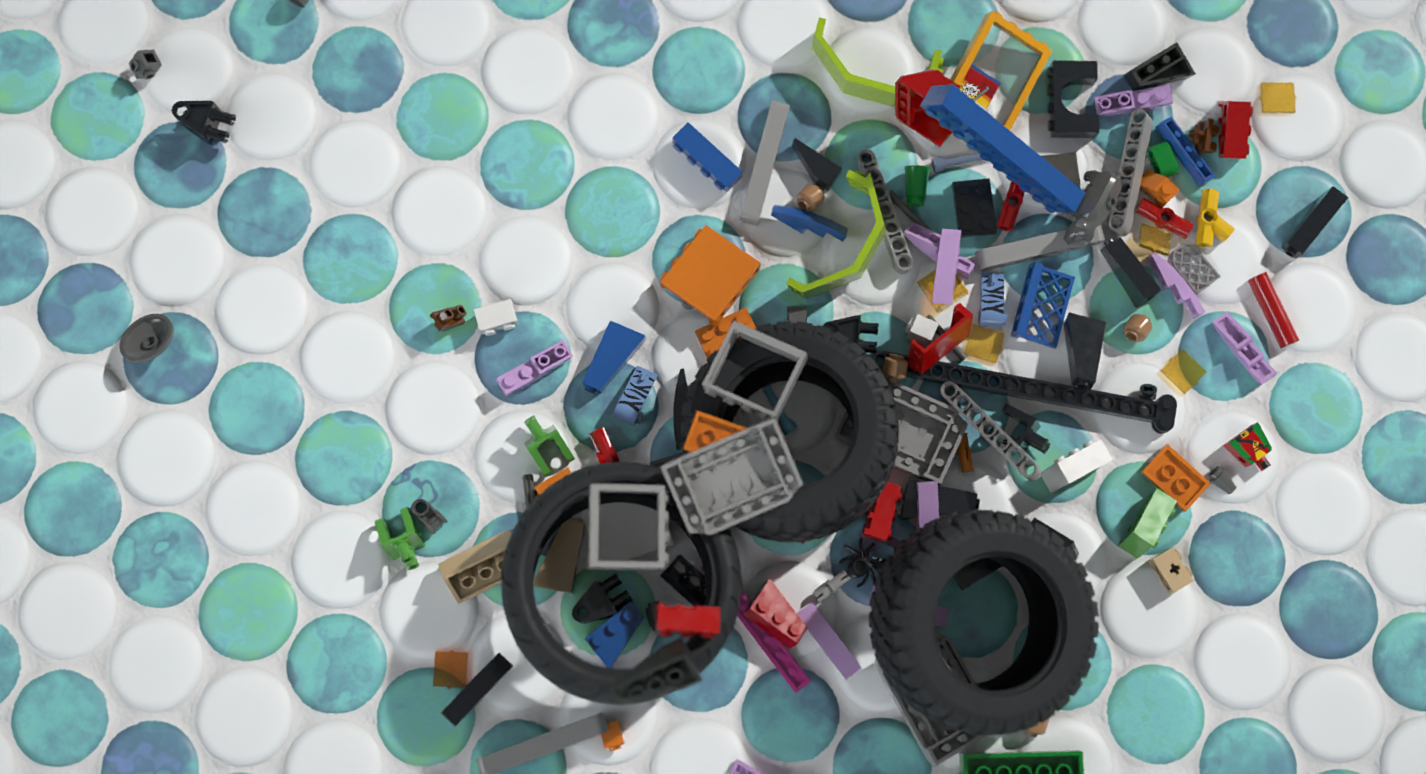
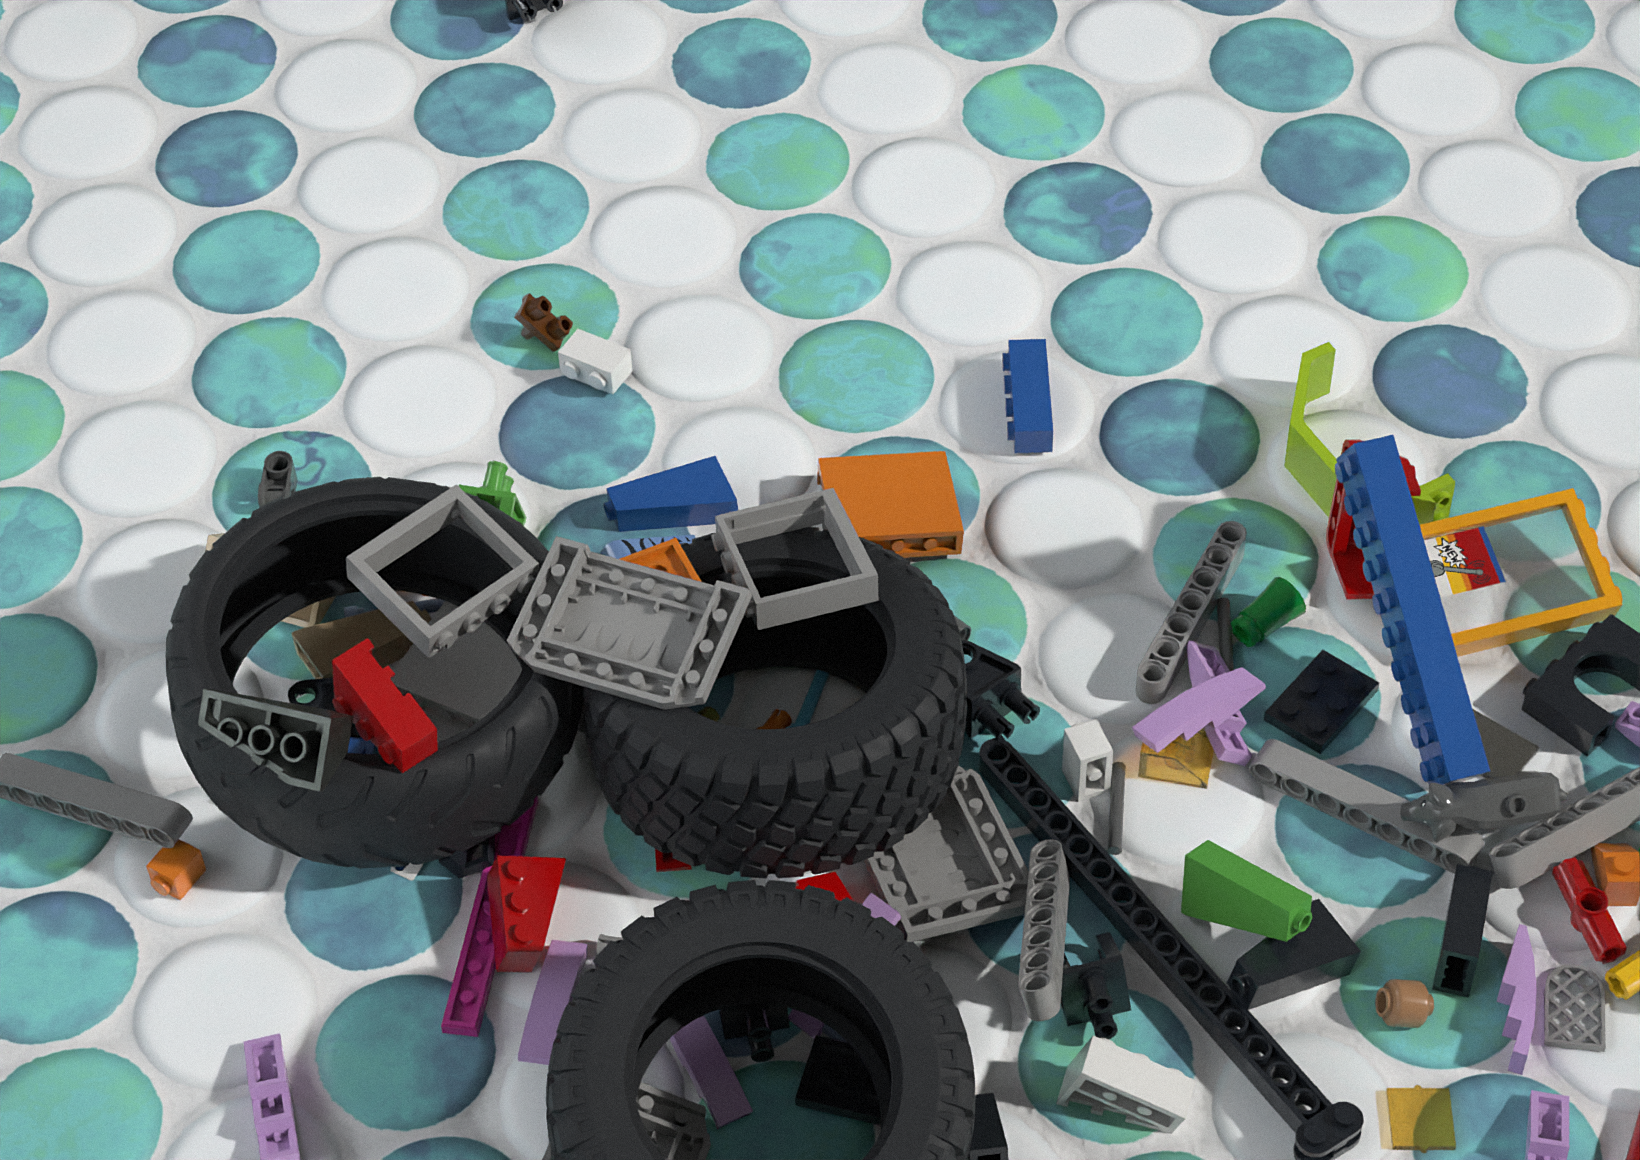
camera: 50 degrees right, 30 degrees down
(146, 338) = (224, 116): dark grey dish -> none
(403, 545) = (220, 481): bright green piece -> none
(450, 669) = (101, 653): clear orange piece -> none
(477, 689) = (92, 688): black slope -> none
(535, 368) = (577, 446): lavender slope -> none
(764, 162) = (1095, 454): light grey beam -> none
(802, 220) = (1075, 542): blue slope -> none
(810, 197) = (1111, 527): medium nougat head -> none
(819, 168) = (1160, 510): black slope -> none
(858, 181) = (1101, 611): lime panel -> none
(894, 368) = (1000, 764): medium nougat head -> none
(922, 359) = (1096, 782): red panel -> none
(939, 164) = (1326, 619): sand blue piece -> none
(964, 453) = (981, 958): orange pin -> none
(984, 343) = (1159, 856): clear yellow piece -> none
(992, 301) = (1220, 812): medium blue door -> none
(1009, 212) = (1374, 732): red piece -> none
(1027, 300) = (1302, 838): blue fence -> none
(1050, 342) = (1241, 895): none -> bright green slope
(1148, 392) = (1335, 1089): black bush -> none
(1154, 239) = (1545, 920): clear yellow piece -> none

